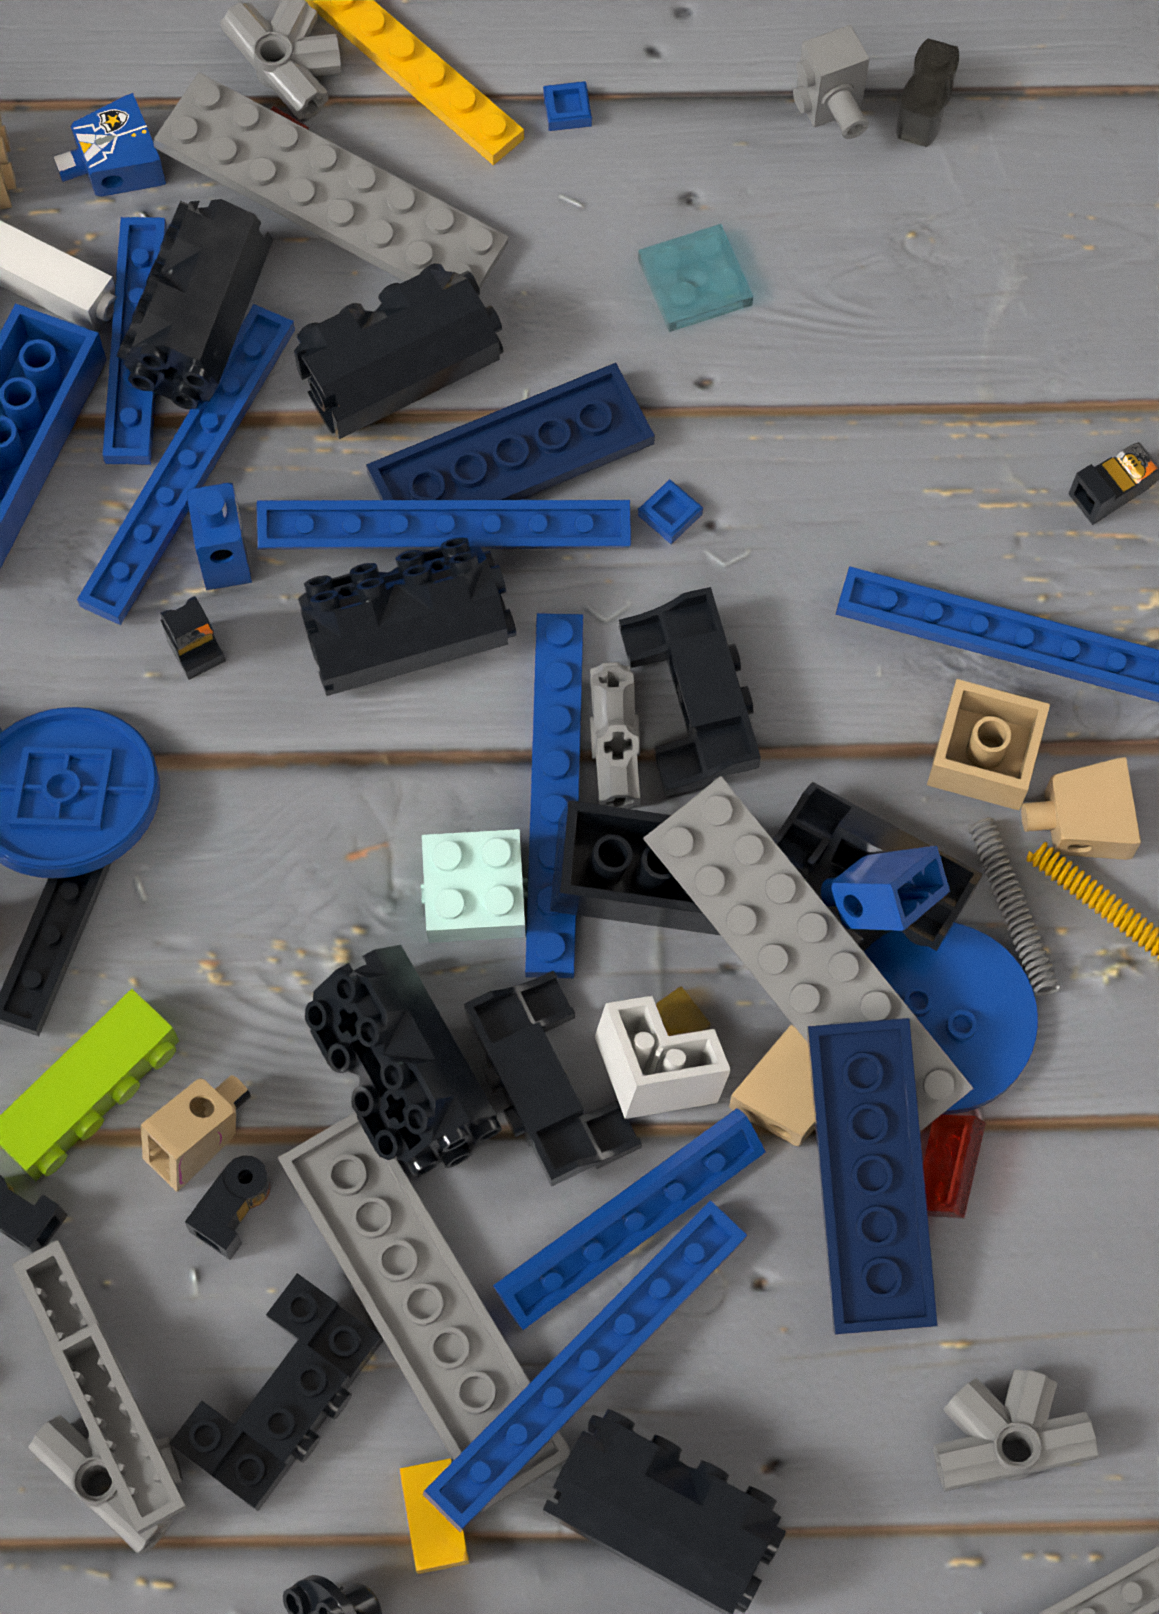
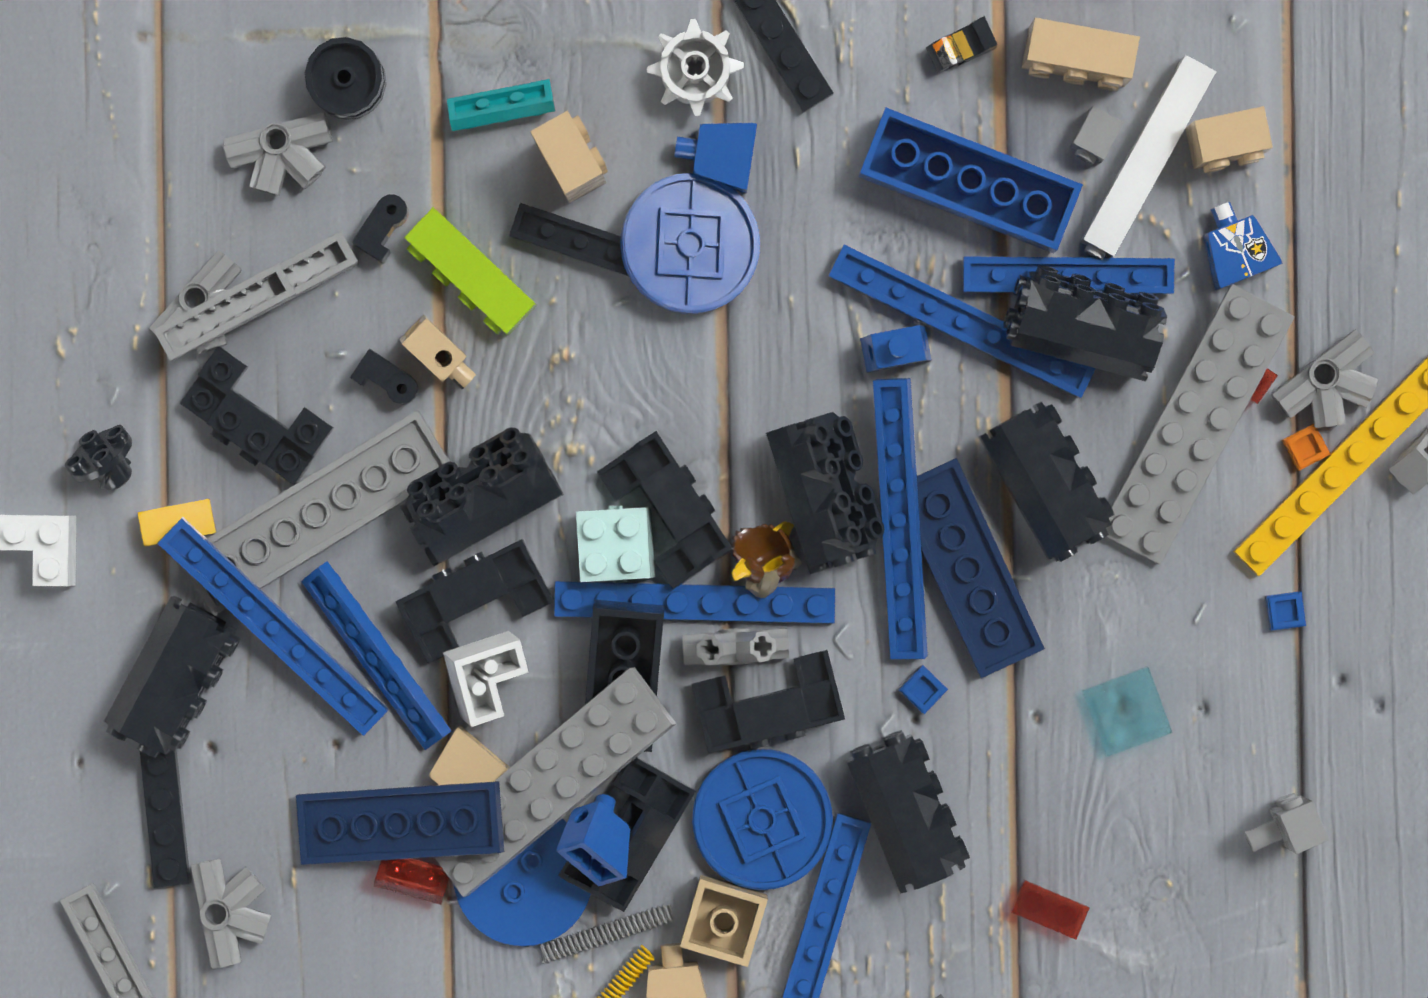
camera: 90 degrees right, 20 degrees up
(191, 638) = (810, 332): black leg -> none
(364, 84) = (1306, 447): none -> orange tile
(422, 801) = (675, 502): none -> black bracket
(493, 693) = (764, 557): none -> reddish brown hair
(681, 1014) = (520, 690): clear yellow plate -> none
(830, 517) = (906, 810): none -> black brick
(848, 704) = (762, 819): none -> blue plate
(877, 1535) = (165, 819): none -> black plate
(927, 92) = (1298, 902): clear smoke brick -> none
(951, 360) = (1050, 909): none -> clear red plate

